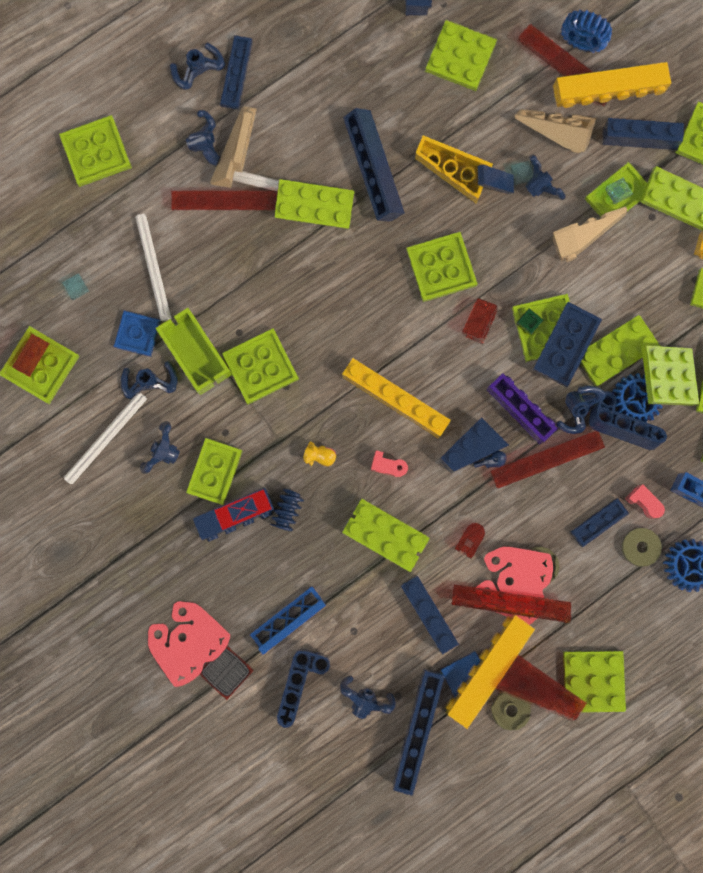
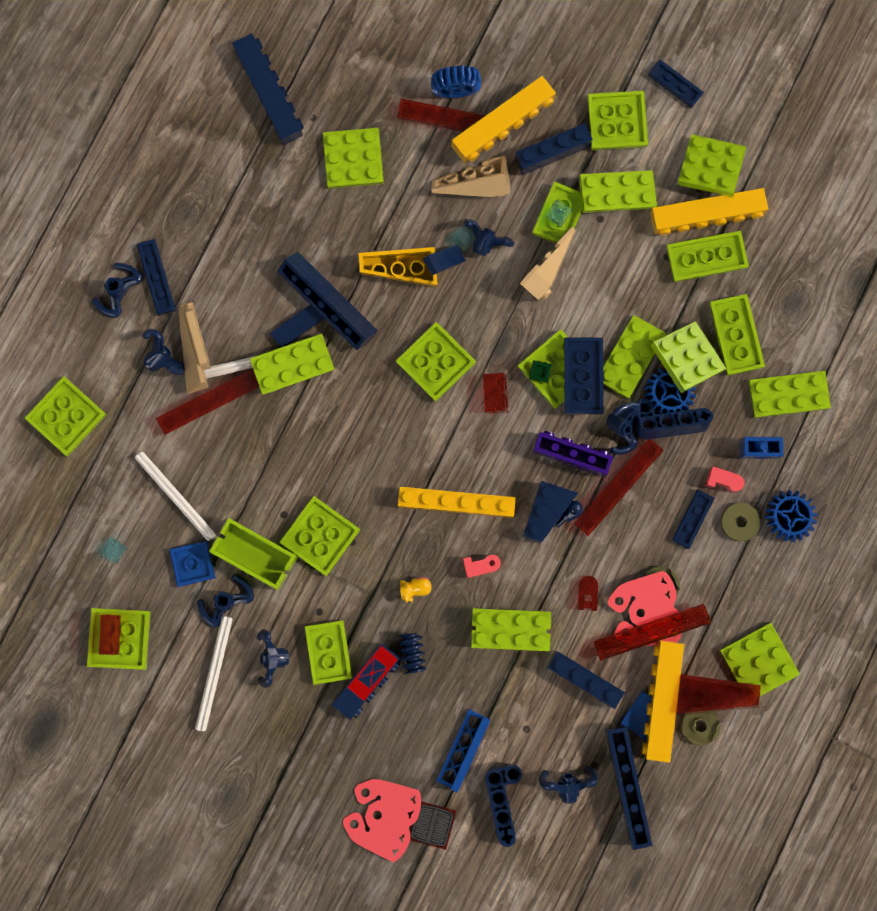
camera: 25 degrees left, 0 degrees up
(336, 174) = (296, 326): none -> dark blue tile

